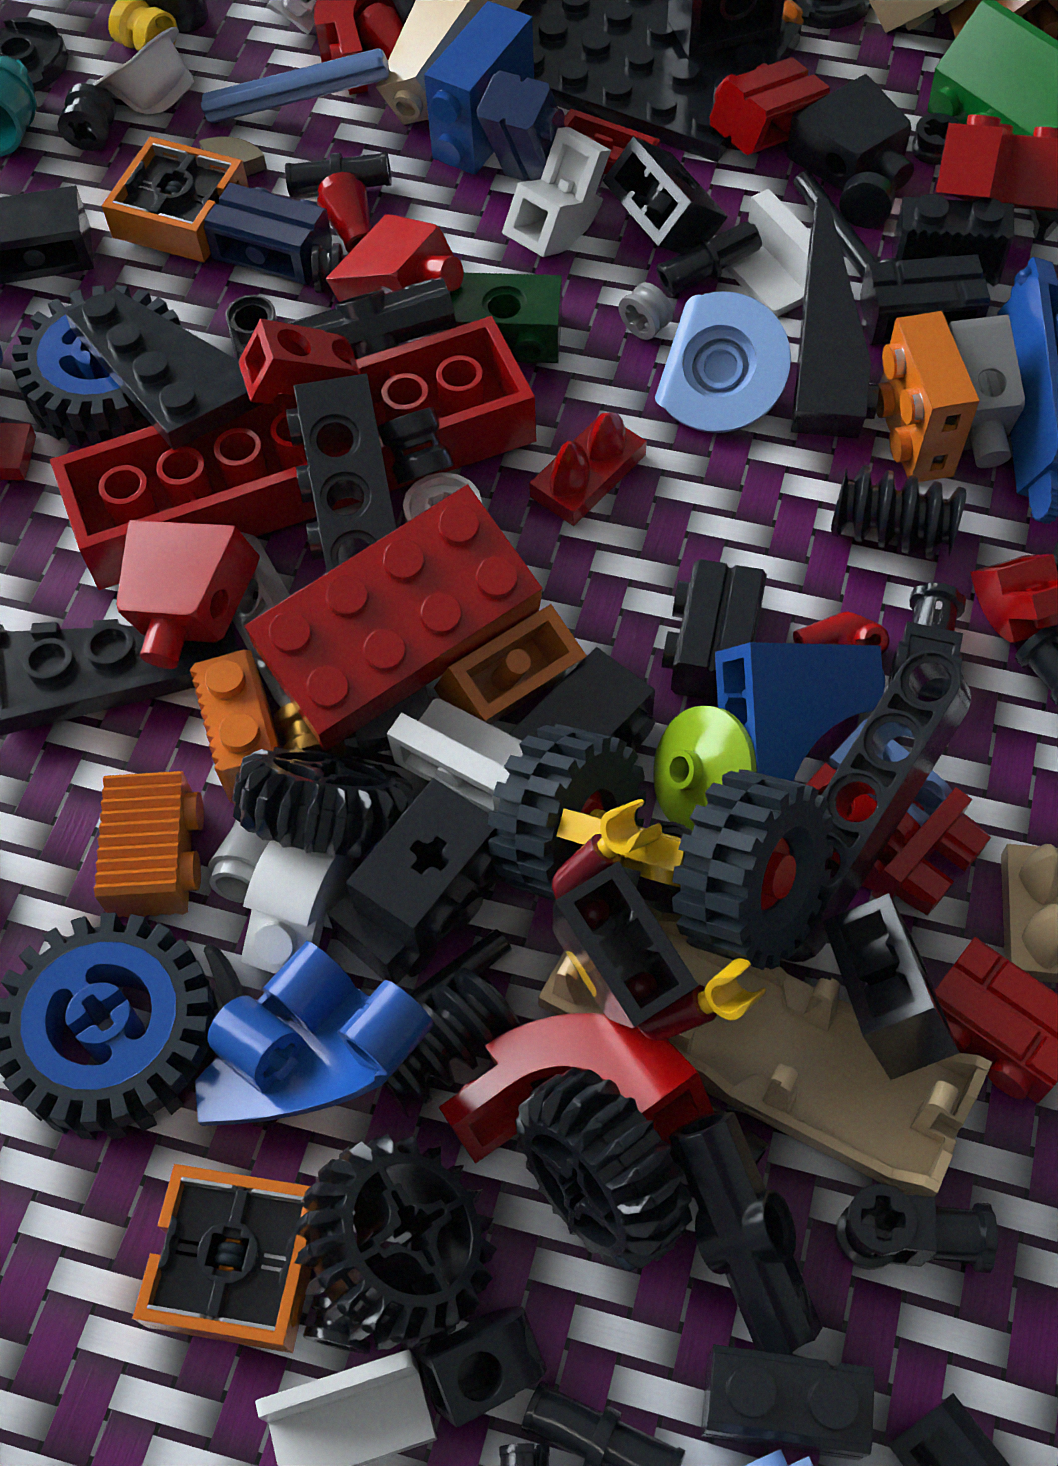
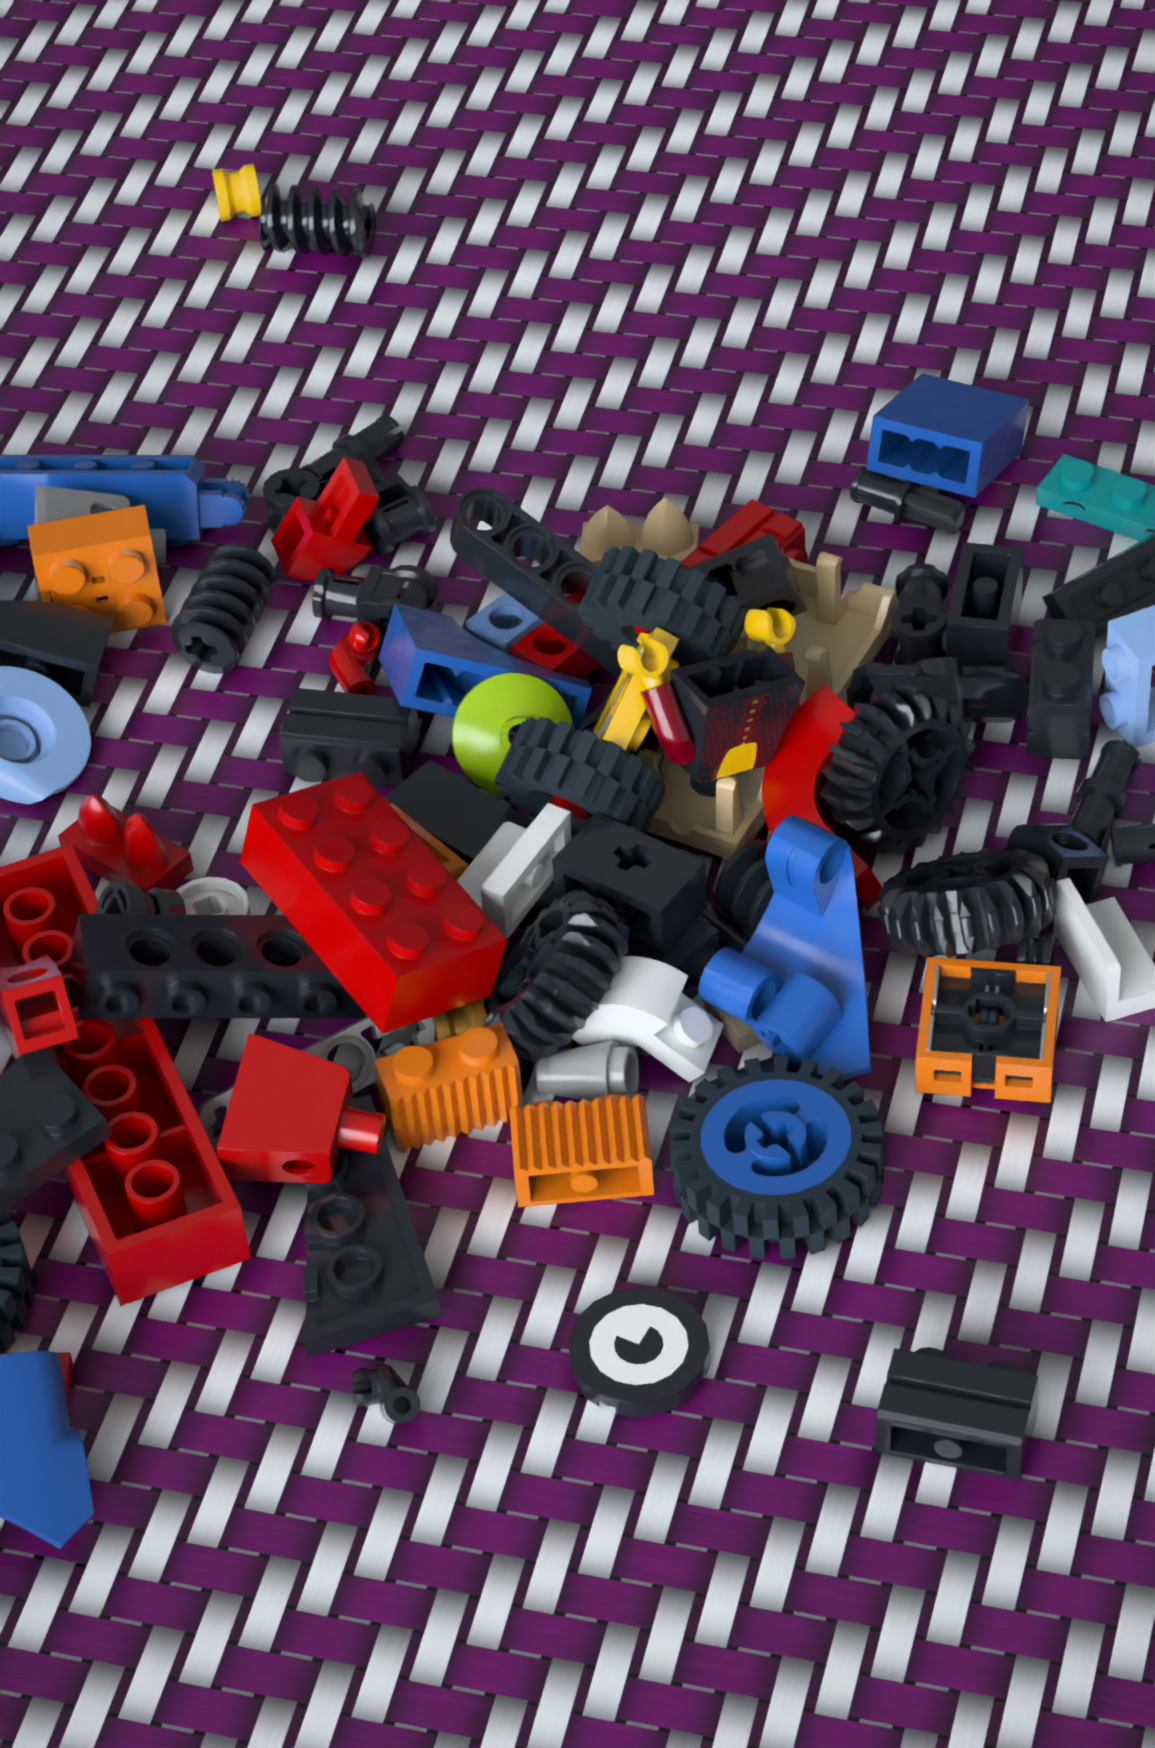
camera: 90 degrees left, 15 degrees down
(916, 1309) = (985, 605): none -> black brick

